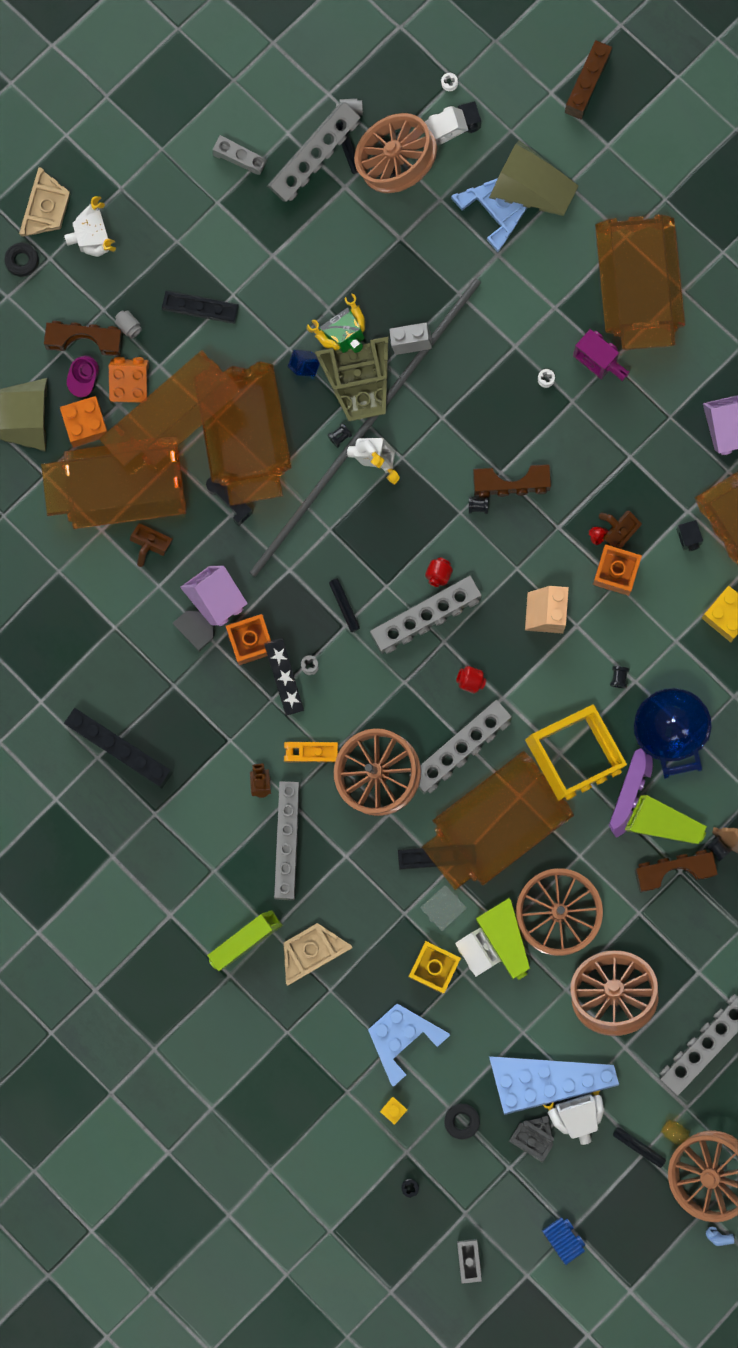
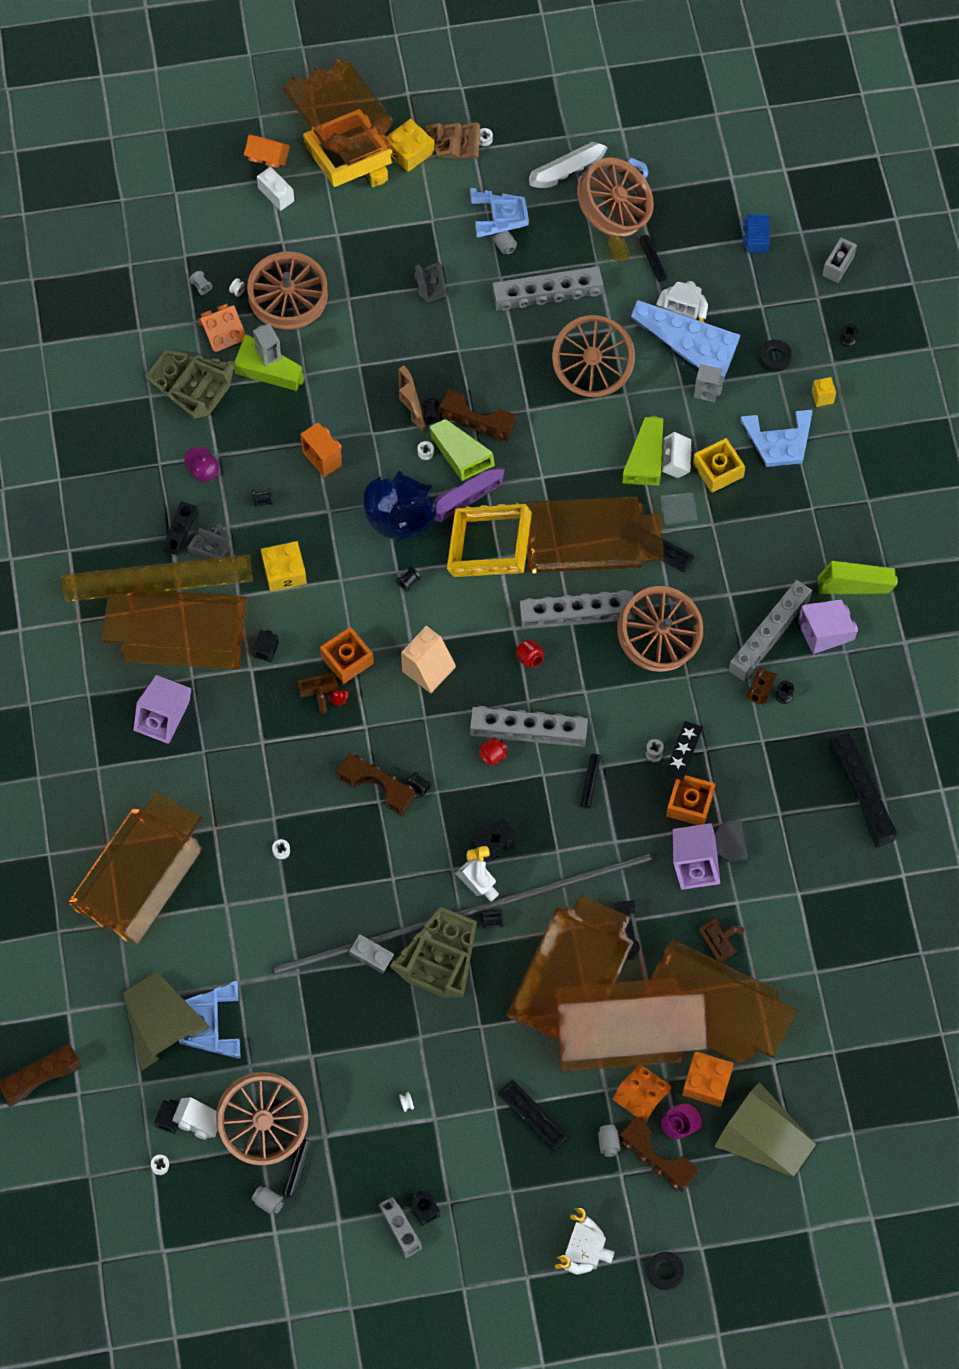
camera: 150 degrees left, 15 degrees down
(45, 206) = (608, 1305): tan wing -> none
(227, 174) = (428, 1215): none -> black brick
(238, 799) = (782, 688): none -> black bush
(241, 879) = (826, 625): none -> lavender slope
(301, 249) = (406, 1101): none -> white bush
(304, 363) = (478, 1000): clear blue panel -> none
(311, 751) = (702, 685): light orange plate -> none
(311, 951) = (808, 541): tan wing -> none
(343, 330) = (424, 1001): torso -> none
(349, 119) = (331, 1176): light grey brick -> none
(387, 488) = (499, 831): none -> black brick
(498, 1042) = (708, 383): none -> light grey brick
(534, 1137) = (728, 312): dark grey slope -> none
(559, 912) = (590, 443): nougat wheel -> none
(599, 356) = (224, 830): magenta brick -> none
(694, 814) = (425, 456): none -> white bush

